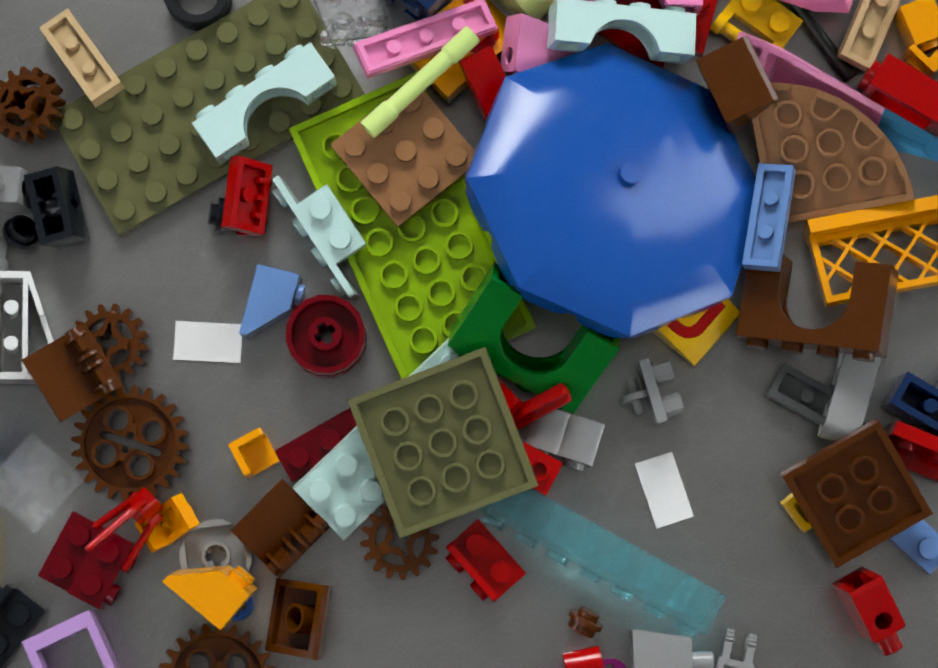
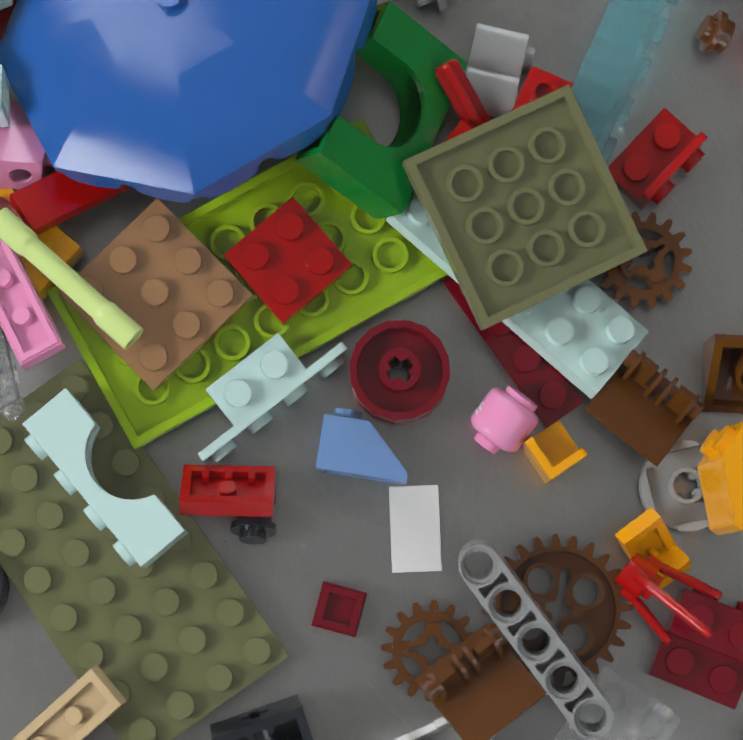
camera: 95 degrees left, 0 degrees up
(87, 418) = (540, 661): none -> light grey beam
(151, 277) = (339, 609): none -> dark red tile
(282, 416) = (504, 420): none -> bright pink head
(423, 257) = (287, 261): none -> red plate

